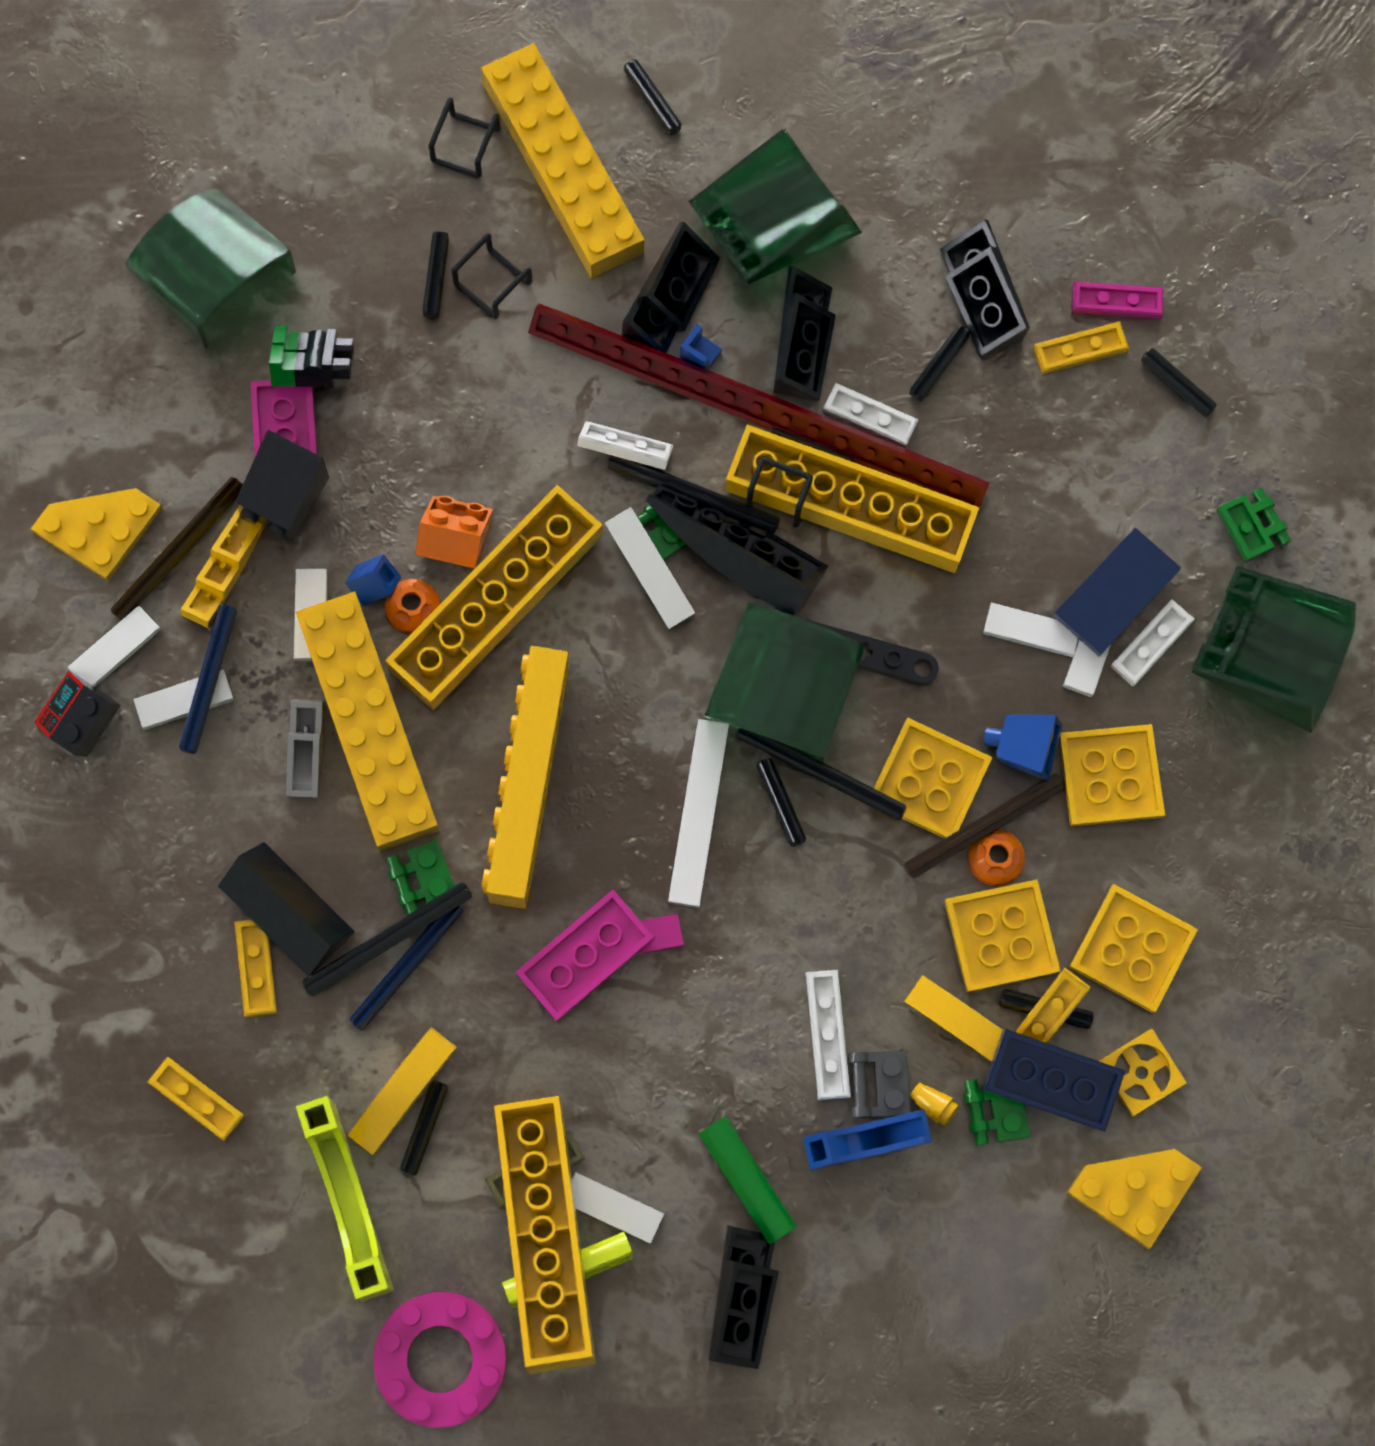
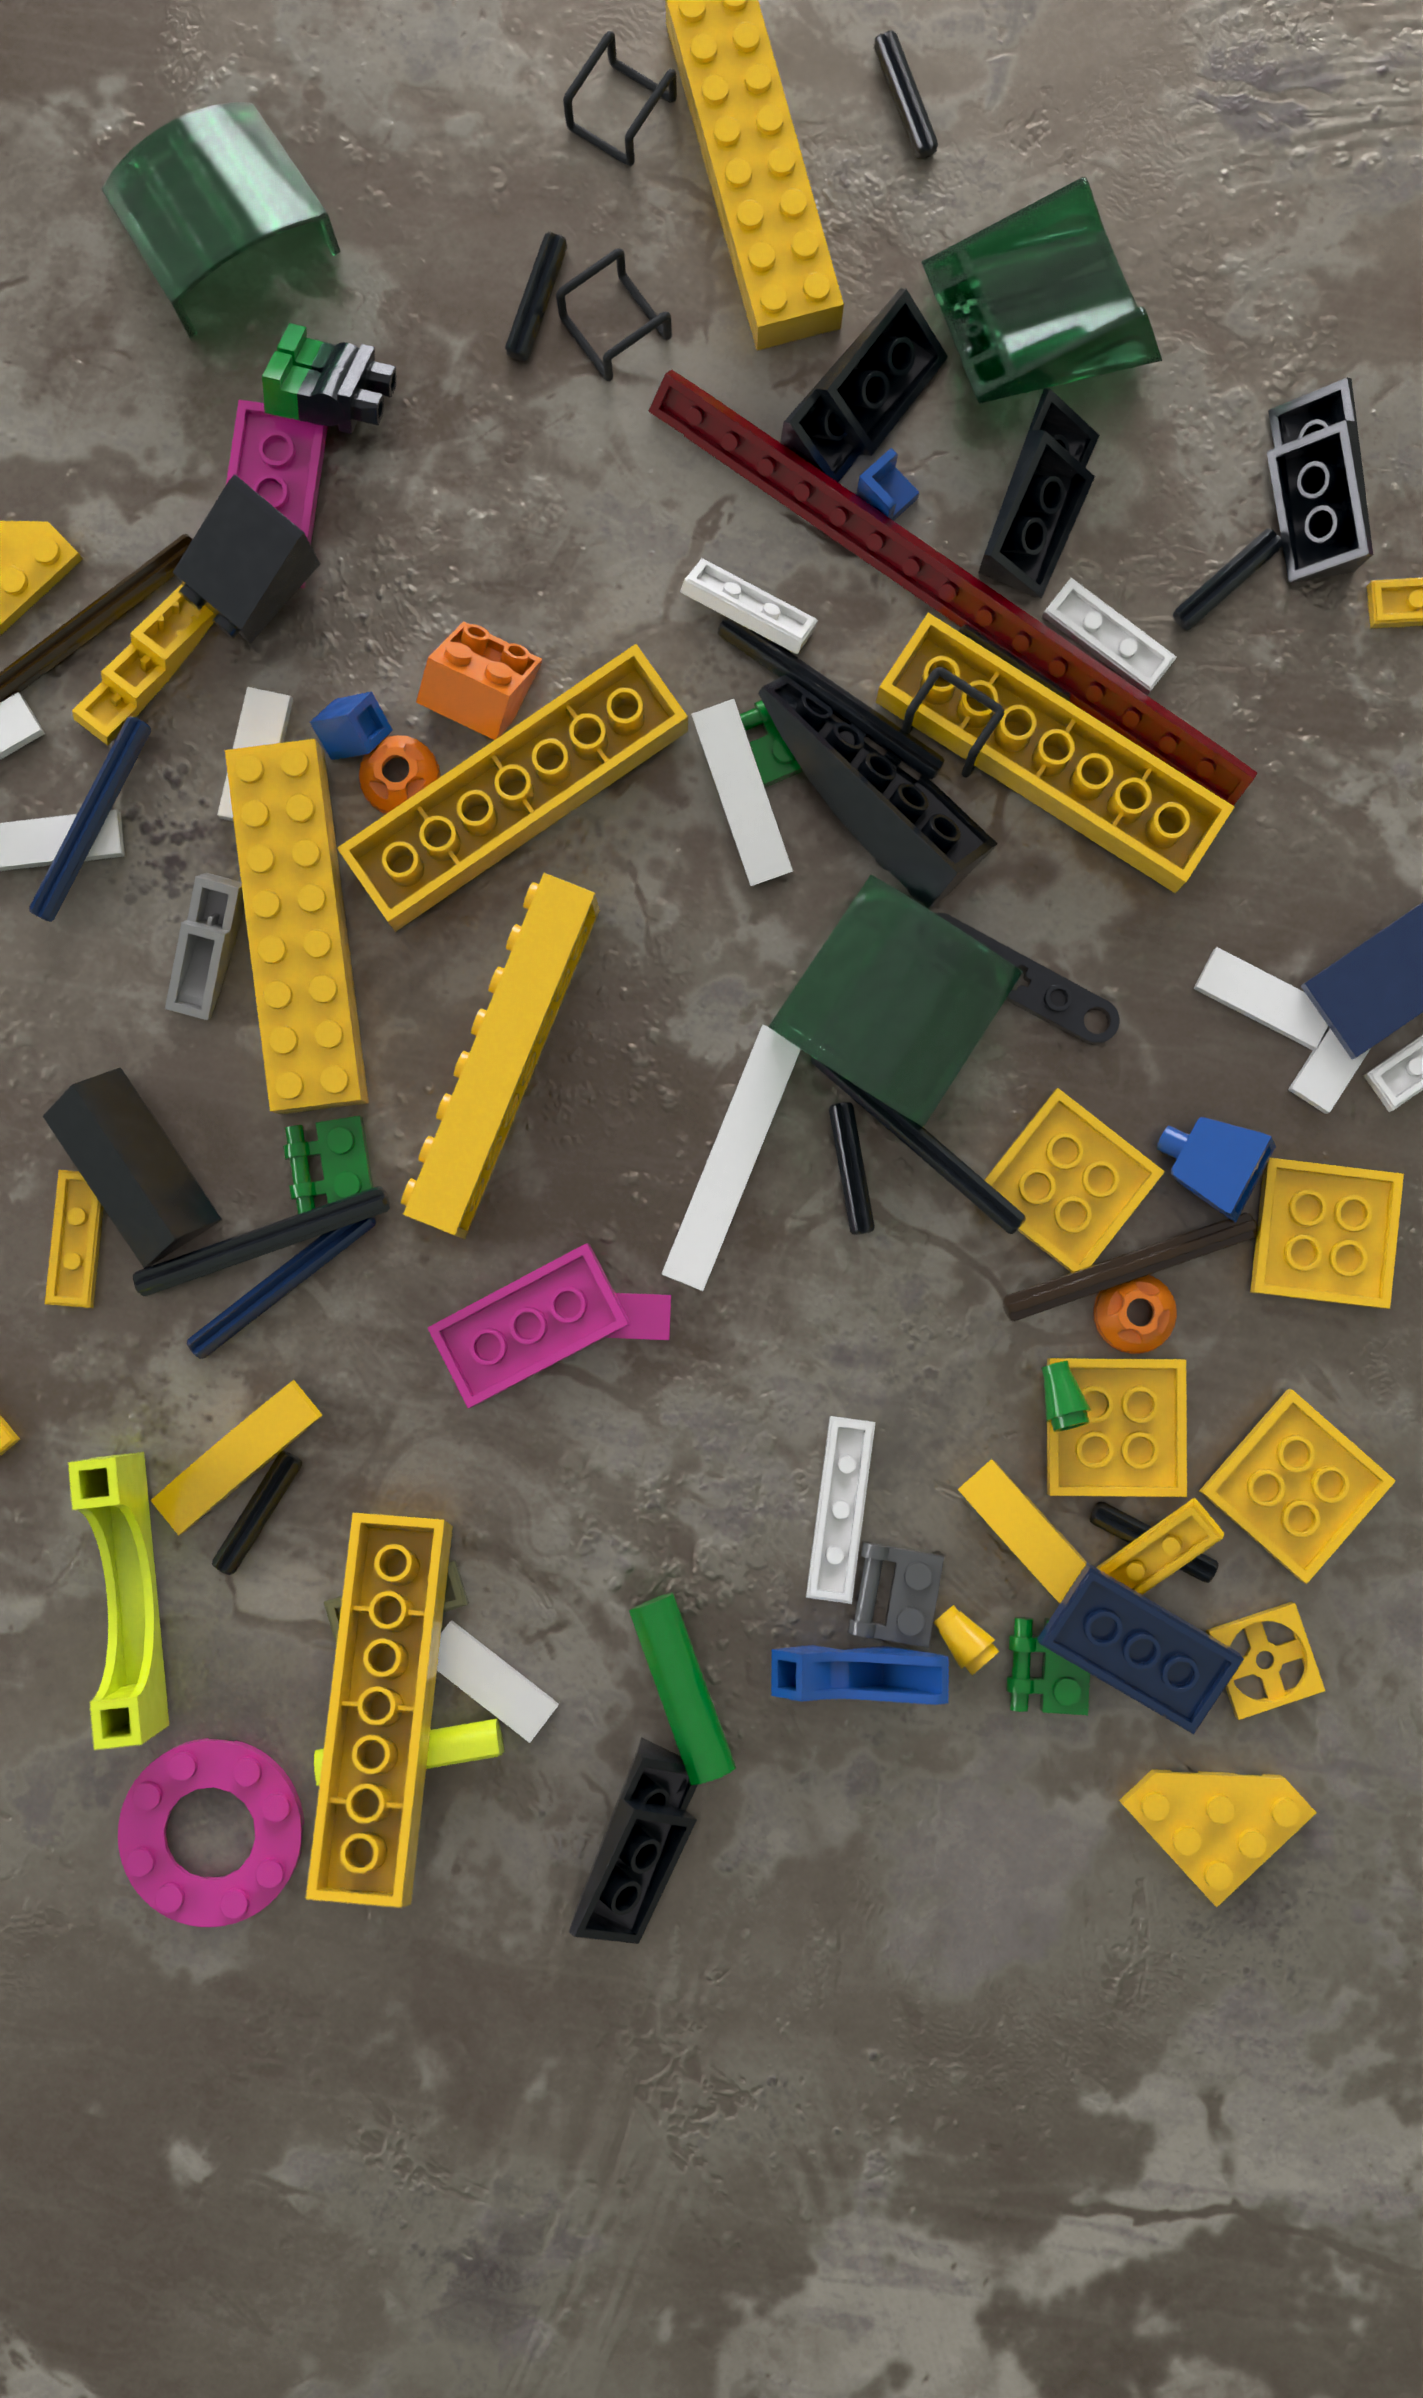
camera: 20 degrees right, 10 degrees up
(962, 923) = (1063, 1398): none -> green cone

